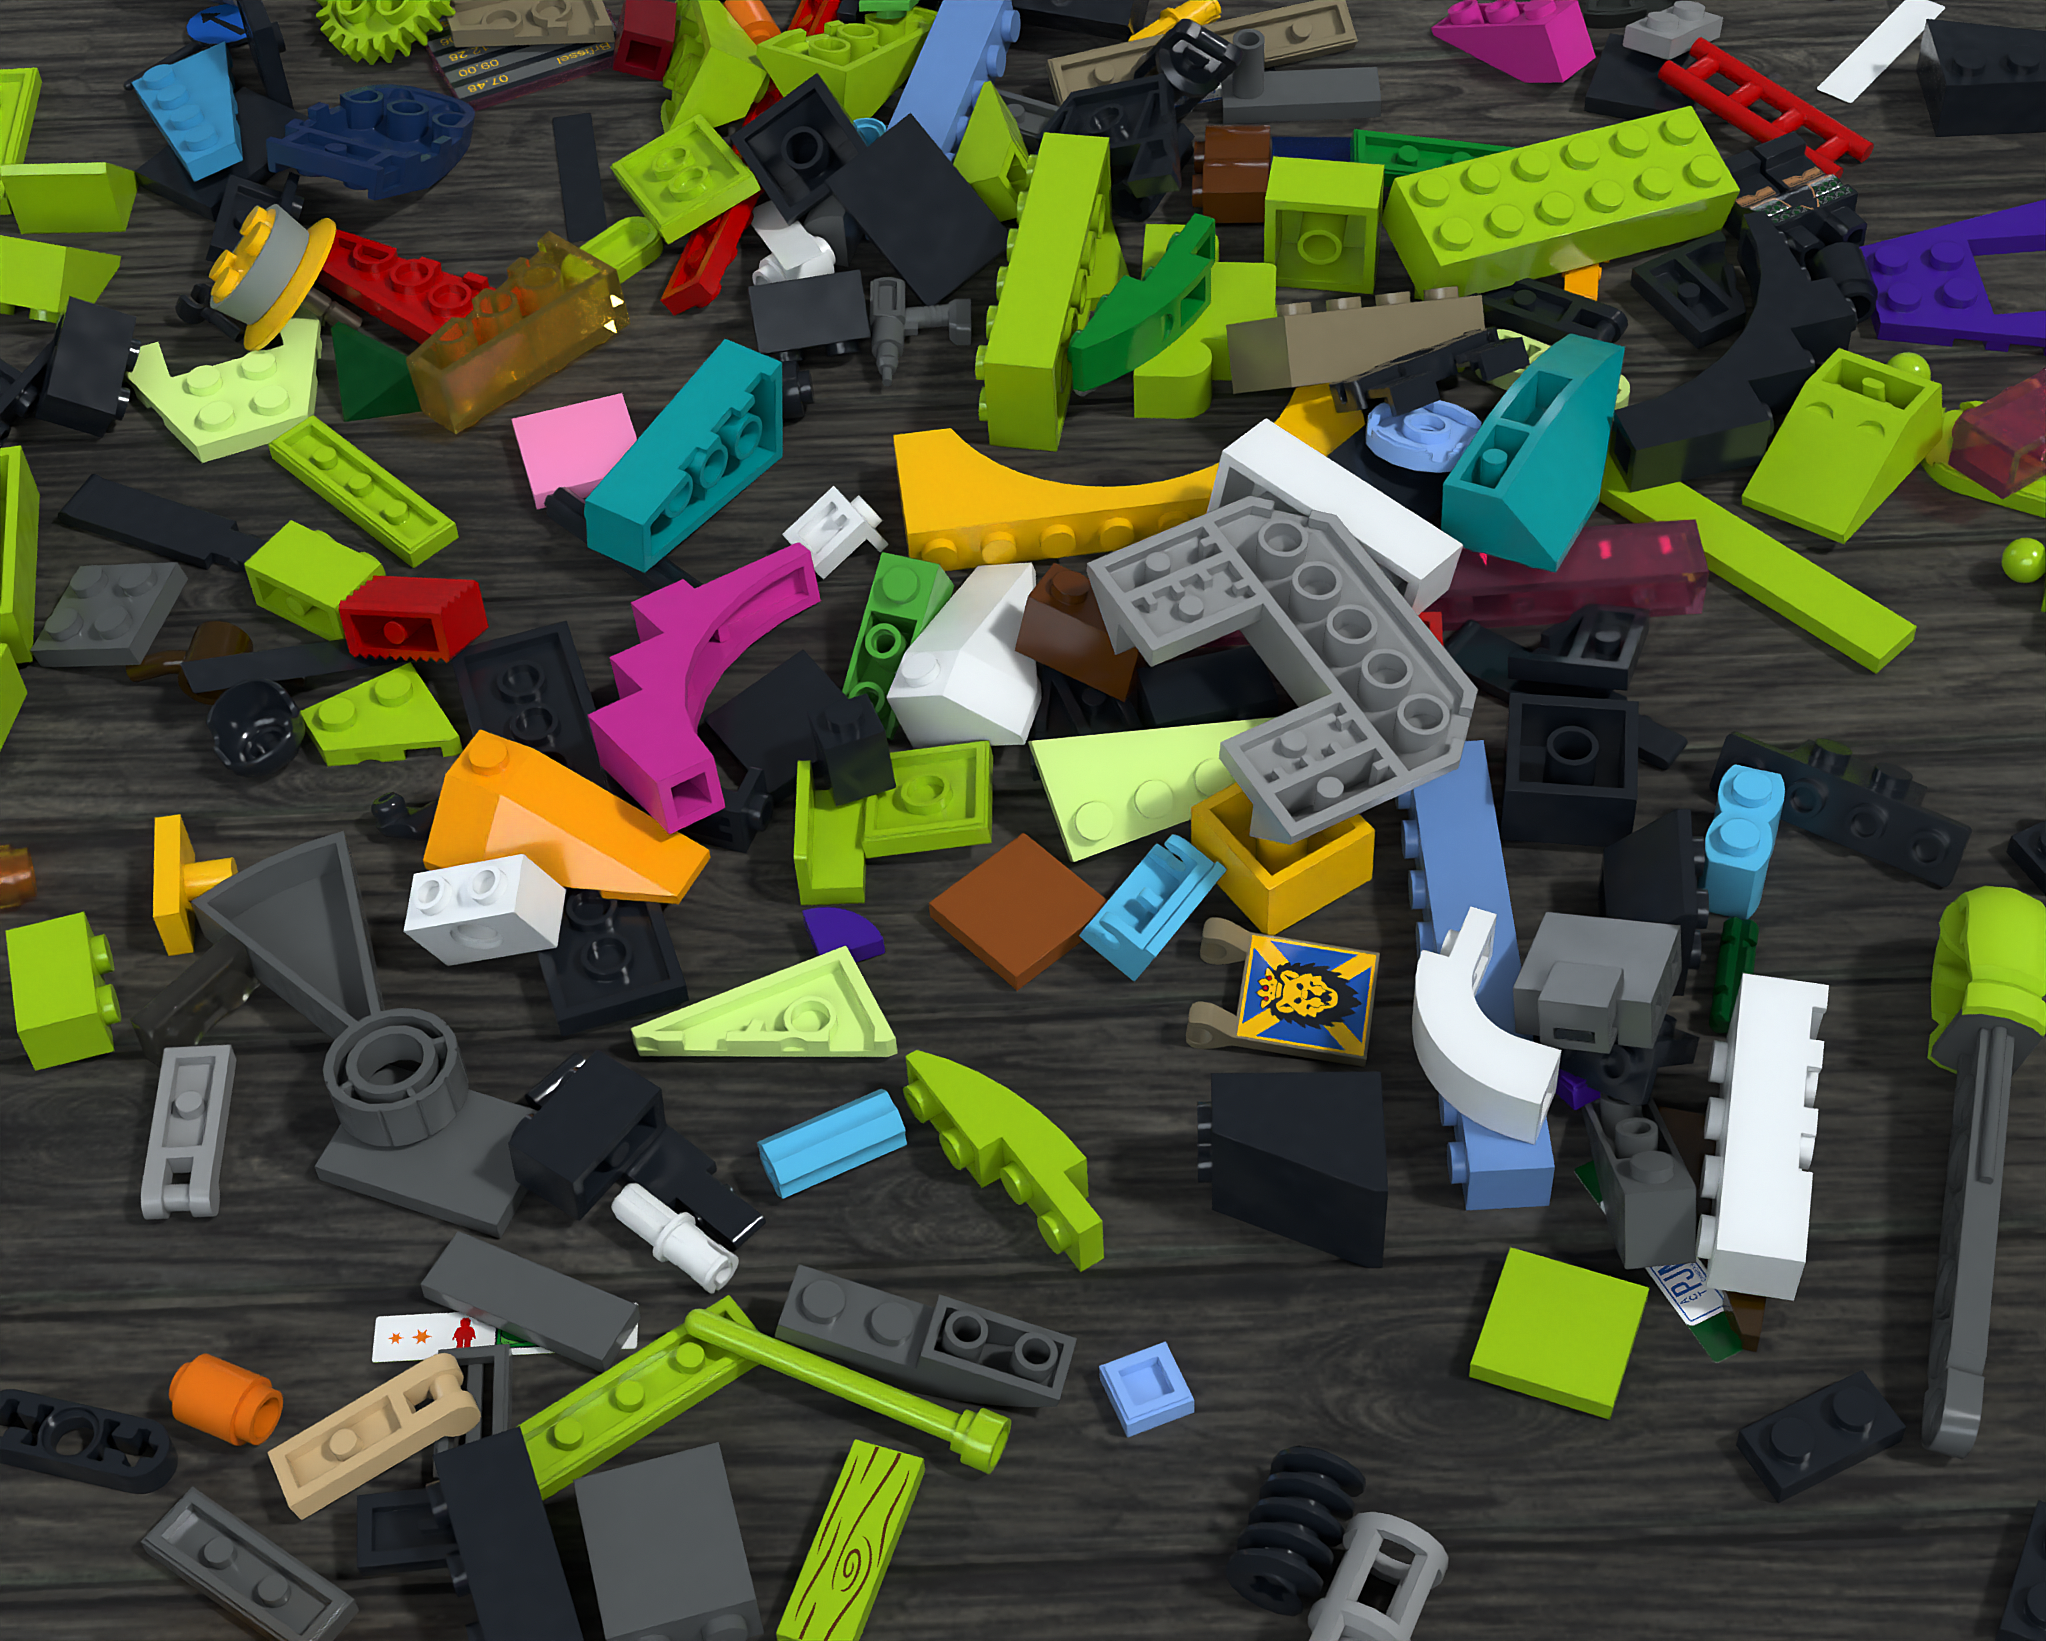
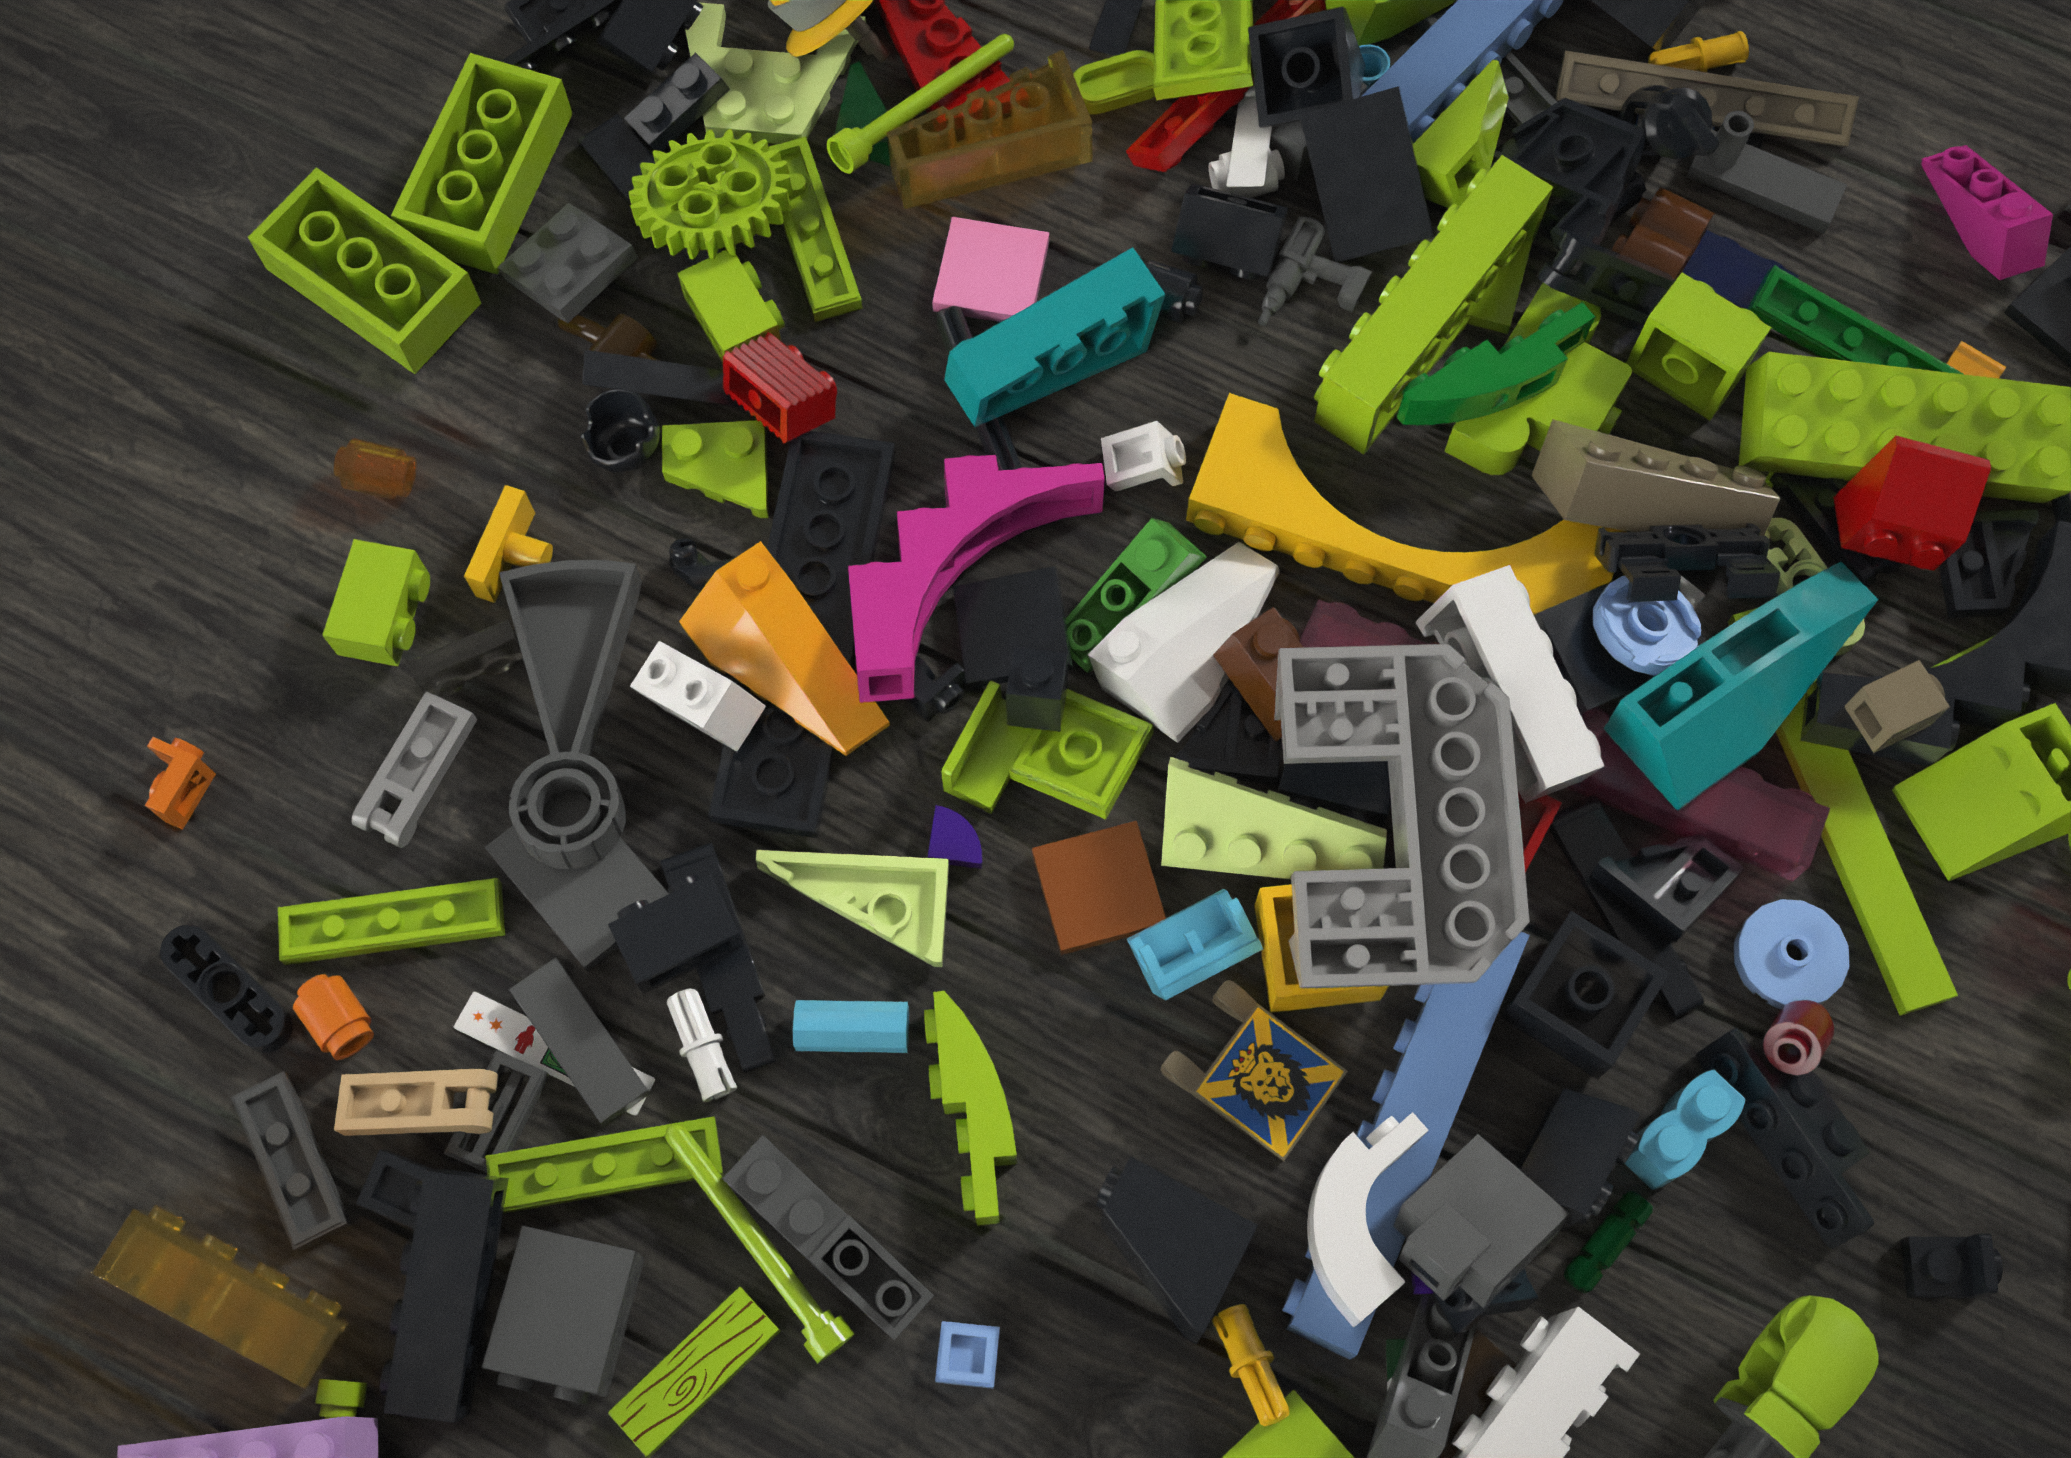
camera: 25 degrees right, 20 degrees up
(155, 436) = (677, 103): none -> black plate
(239, 1291) = (390, 921): none -> lime tile
(240, 488) = (711, 194): none -> lime gear
(377, 381) = (851, 147): none -> lime piece
(1227, 196) = (1606, 278): none -> black plate
(1453, 1242) = (1251, 1363): none -> yellow axle
(1603, 251) = (1911, 503): none -> red slope
(1699, 396) = (1897, 705): none -> dark tan brick
(1741, 666) = (1768, 968): none -> light blue plate
(1795, 692) = (1799, 1037): none -> dark red brick

